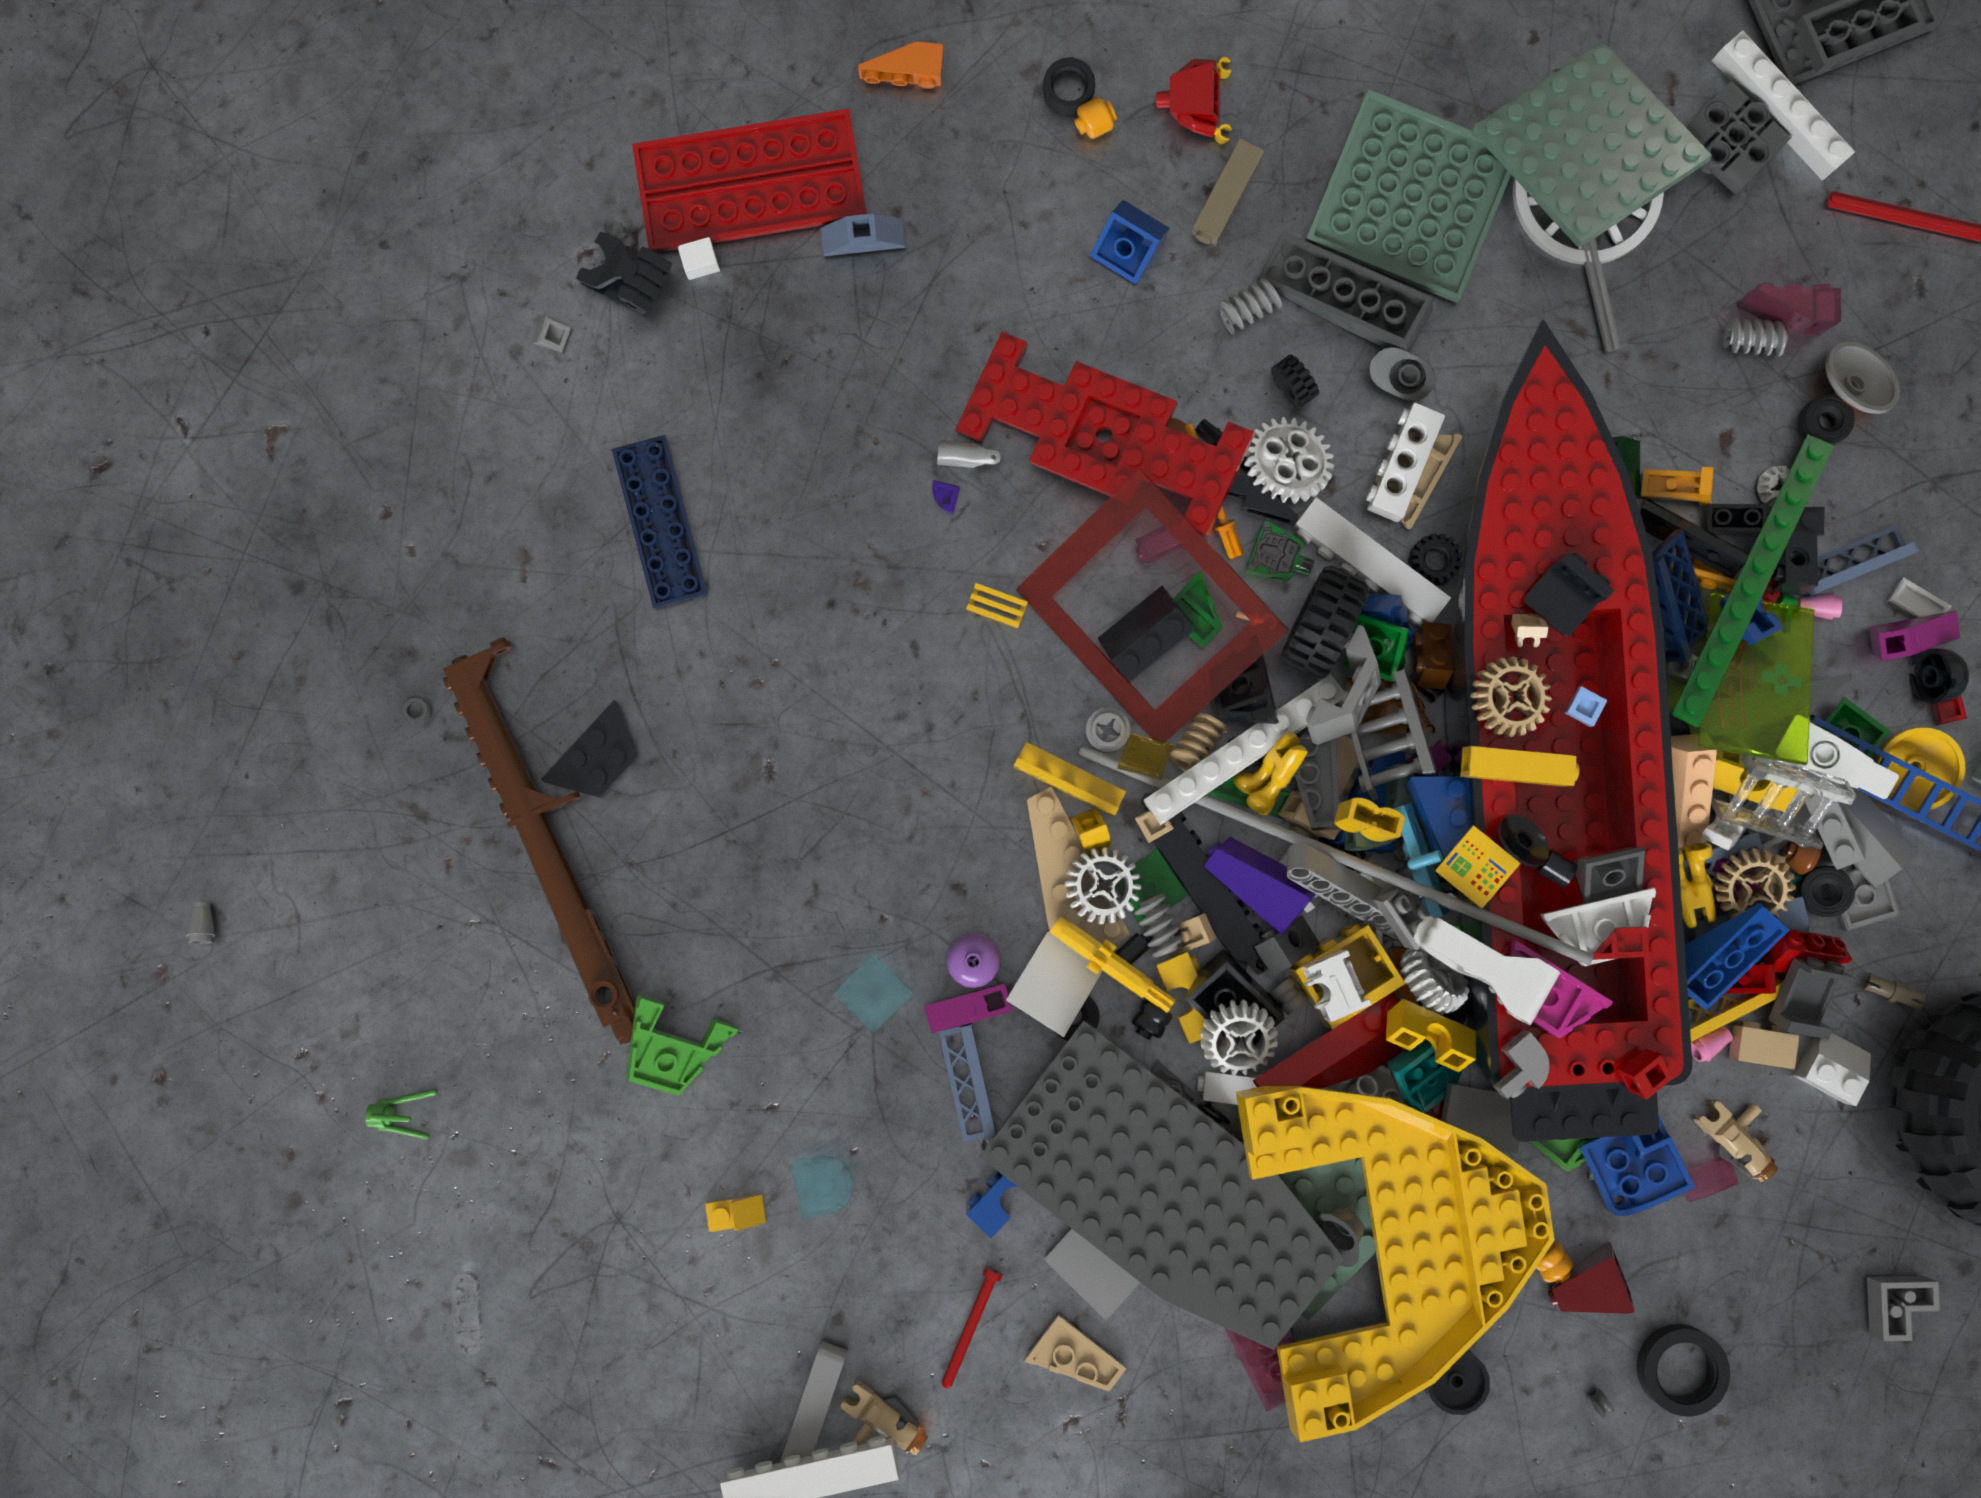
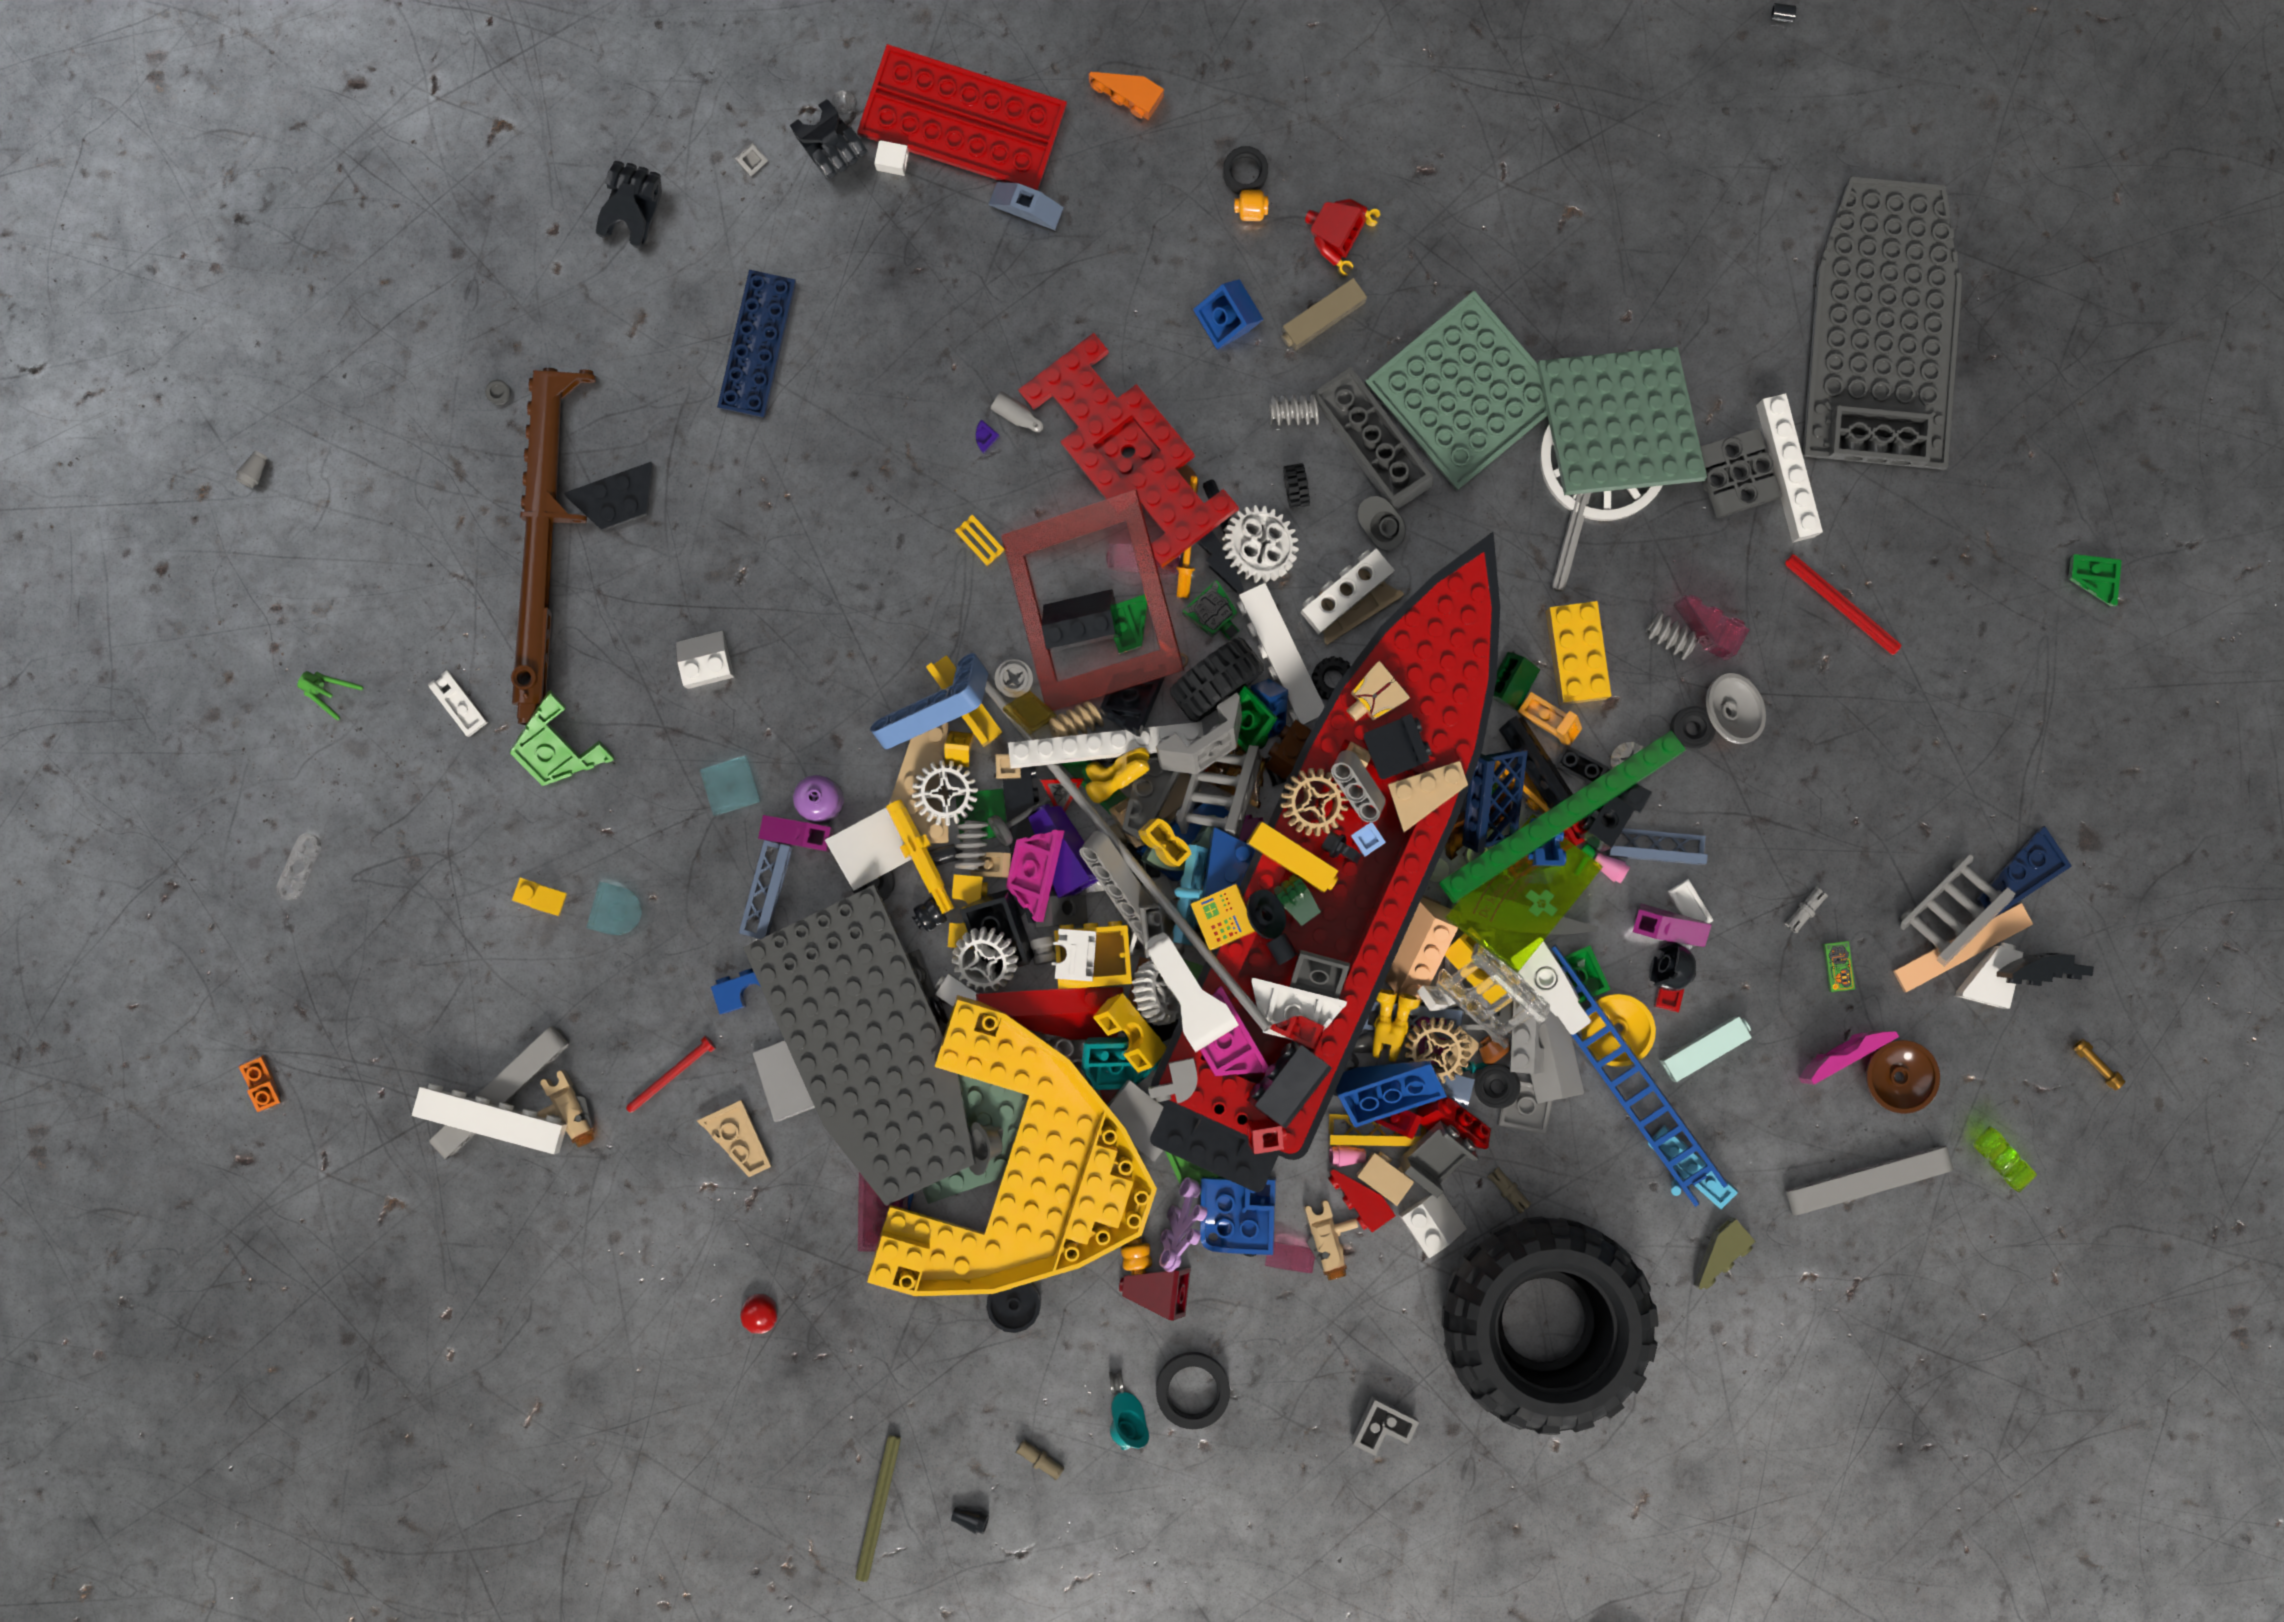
camera: 25 degrees right, 0 degrees up
(451, 439) = (632, 200): none -> black piece
(545, 1056) = (458, 704): none -> white plate
(777, 876) = (704, 660): none -> white slope
(1050, 803) = (937, 709): none -> medium blue beam
(1221, 828) = (1056, 795): none -> dark grey piece
(1242, 919) = (1034, 870): none -> dark pink wing
(1516, 549) = (1376, 694): none -> tan torso
(1545, 808) = (1297, 899): none -> dark green hand
(1553, 730) = (1336, 845): none -> black piece
(1557, 667) = (1358, 775): none -> light grey beam
(1586, 1210) = (1181, 1225): none -> lavender plant
(1619, 627) = (1425, 792): none -> tan wing
(1637, 1440) = (1128, 1422): none -> teal piece
(1645, 1007) = (1288, 1083): none -> black slope
(1671, 404) = (1578, 653): none -> yellow brick
(1762, 1082) = (1369, 1204): none -> red slope

